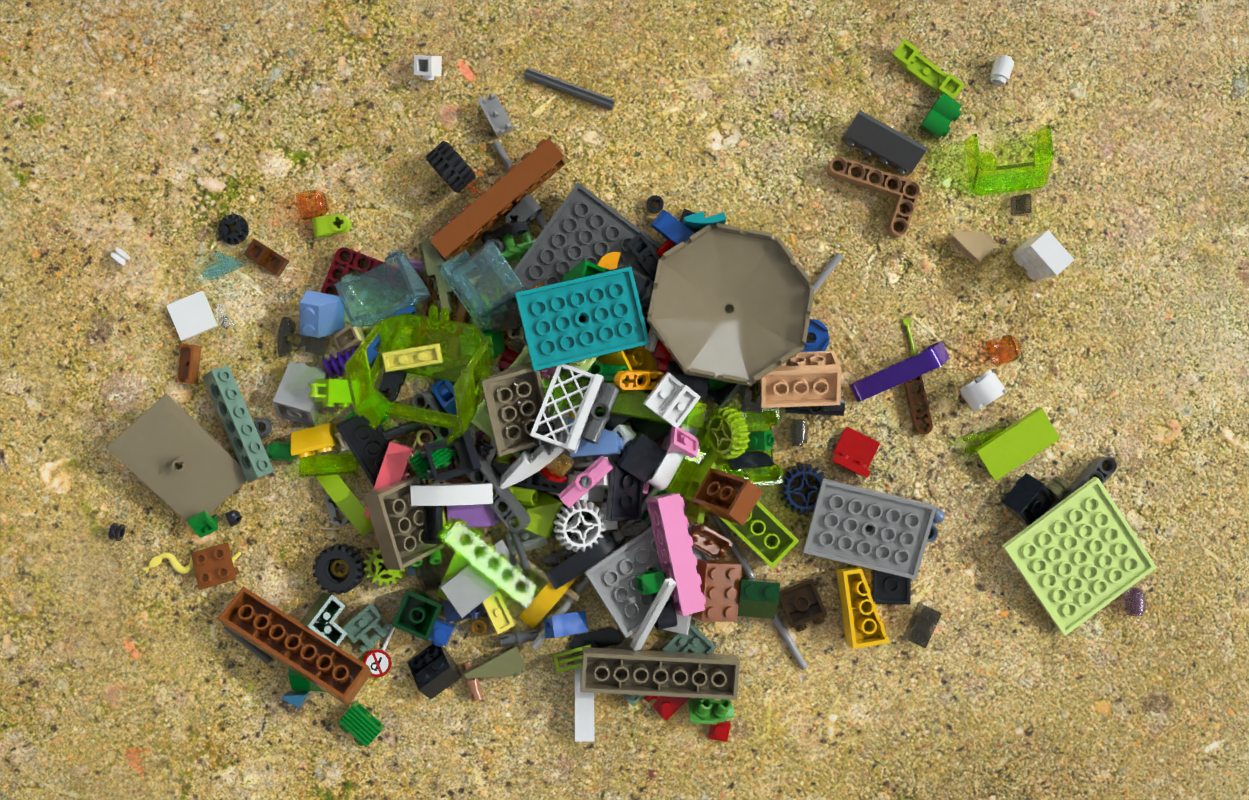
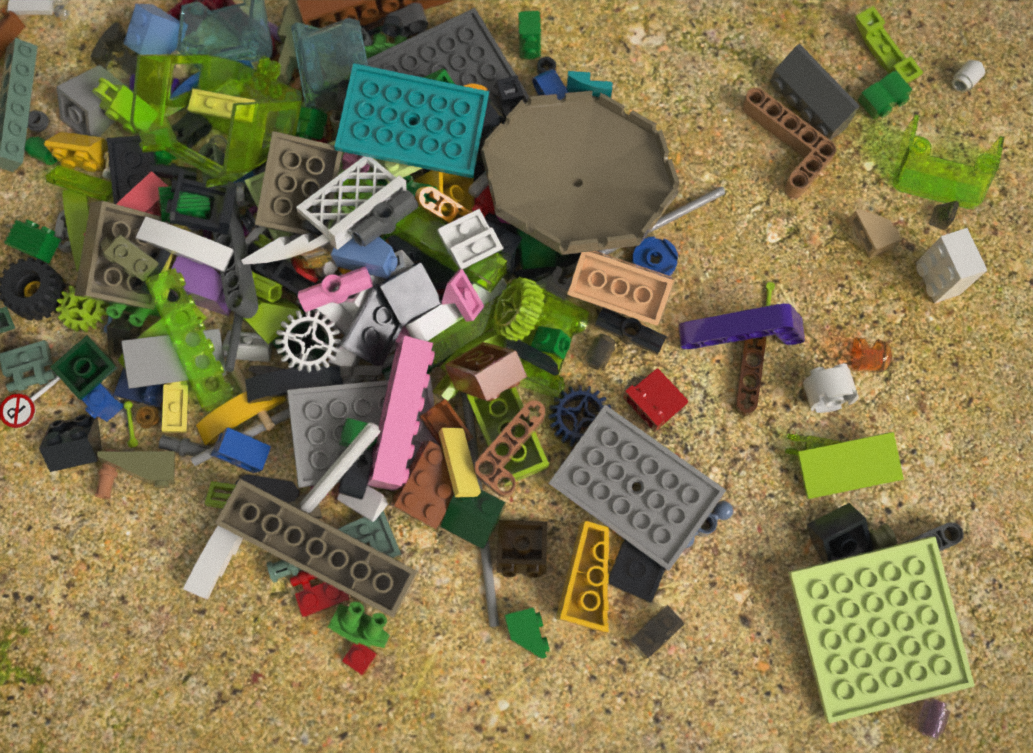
camera: 20 degrees right, 15 degrees down
(318, 531) = (33, 241): none -> green brick
(417, 527) = (129, 256): none -> olive bracket
(477, 649) = (132, 442): none -> lime hinge
(632, 186) = (529, 34): none -> green brick
(735, 569) = (459, 462): none -> light yellow tile
(770, 540) = (513, 444): none -> nougat beam
(829, 664) = (525, 631): none -> green slope

